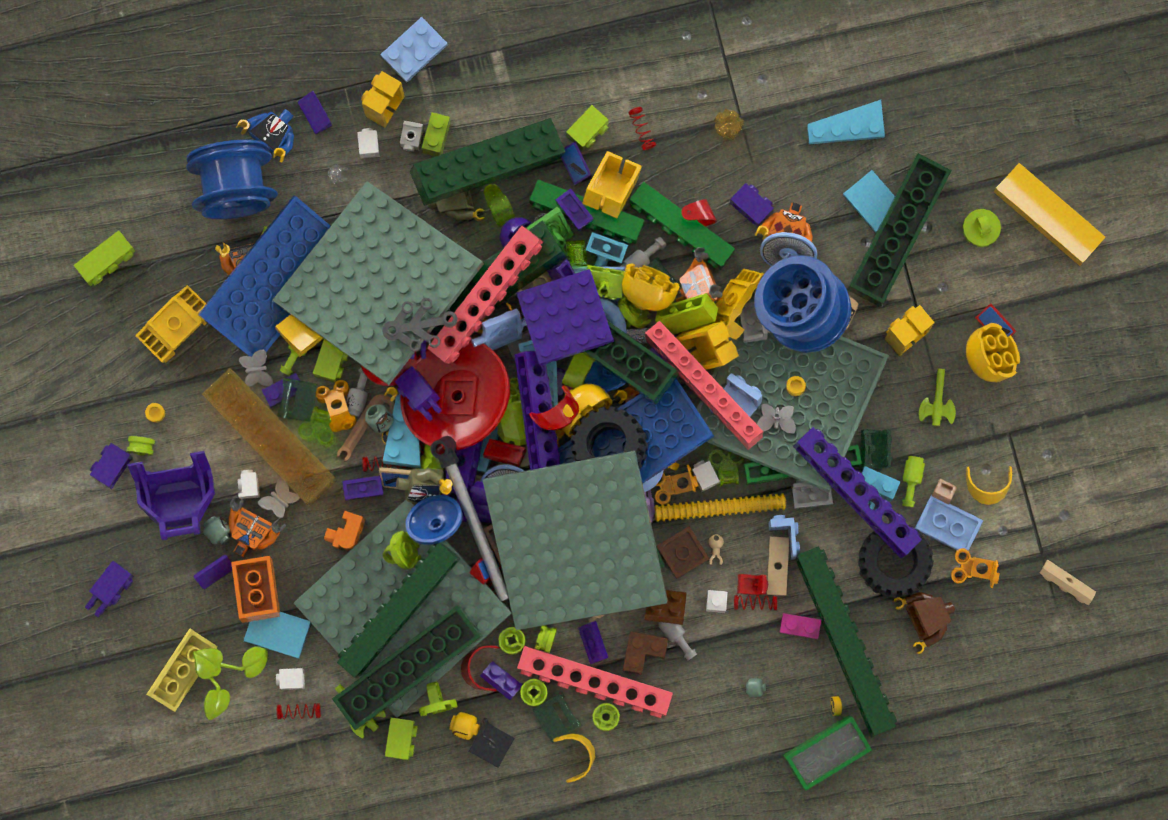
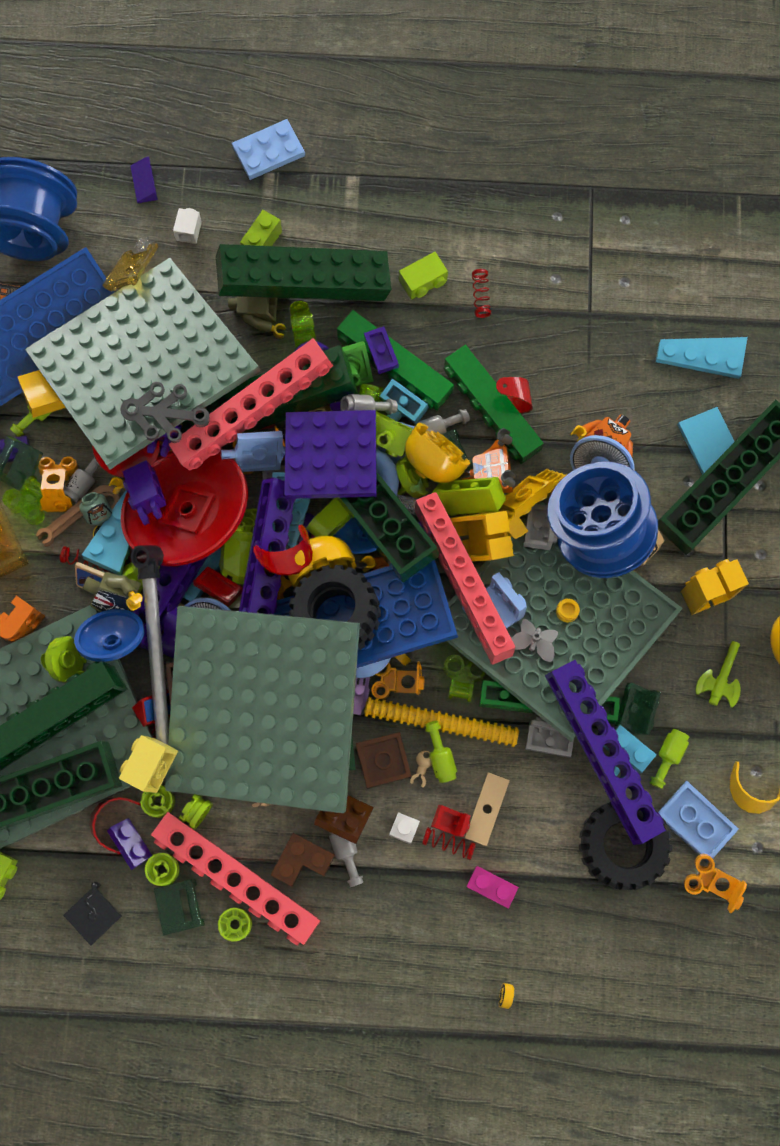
camera: 15 degrees right, 5 degrees down
(272, 131) = (92, 184): torso -> none
(328, 196) = (129, 261): none -> clear yellow piece
(329, 362) = (64, 436): lime brick -> none
(362, 488) = (52, 580): dark purple plate -> none
(384, 93) = (215, 172): yellow piece -> none
(411, 128) = (239, 224): white brick -> none
(437, 704) = (45, 843): lime tile -> none
(464, 726) = (69, 883): yellow head -> none
(500, 612) = (147, 764): none -> light yellow brick
(575, 164) = (399, 309): slope -> none
(579, 263) = (366, 402): none -> light grey piece
(587, 743) = (202, 953): yellow piece -> none
(593, 642) = (248, 832): dark purple plate -> none
(610, 188) = (424, 336): yellow piece -> none
(705, 475) = (435, 680): white brick -> none
(729, 535) = (441, 757): none -> lime piece
(733, 128) = (575, 313): clear yellow brick -> none
(752, 205) = (575, 403): dark purple brick -> none
(755, 687) = (418, 943): sand green piece -> none
(779, 522) = (505, 760): light blue bracket -> none
(827, 752) = (479, 1050): clear brick -> none
(844, 641) = (539, 926): dark green brick -> none
(928, 616) = (645, 923): reddish brown torso -> none
(944, 491) = (702, 781): medium nougat tile -> none

